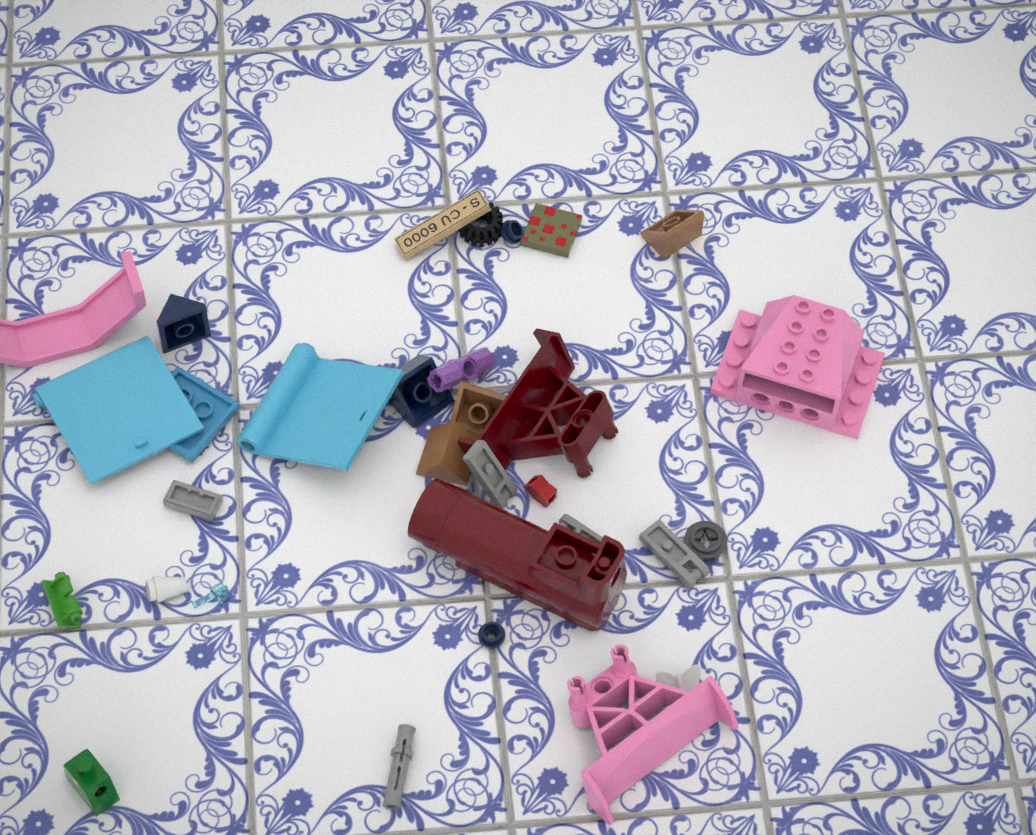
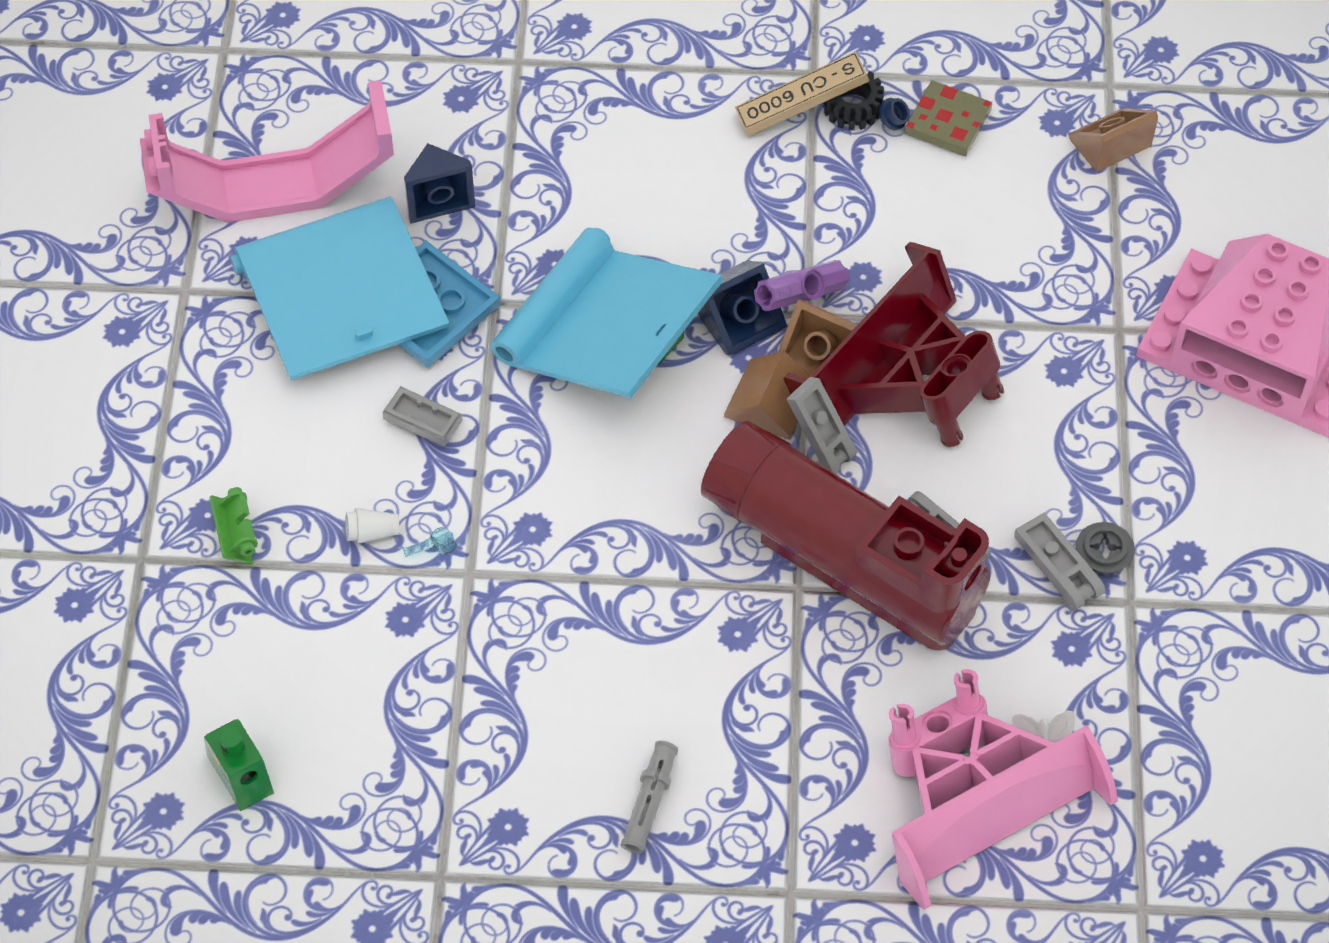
camera: 10 degrees right, 0 degrees up
(491, 628) = (800, 630): dark blue plate -> none
(541, 490) = (889, 457): red piece -> none

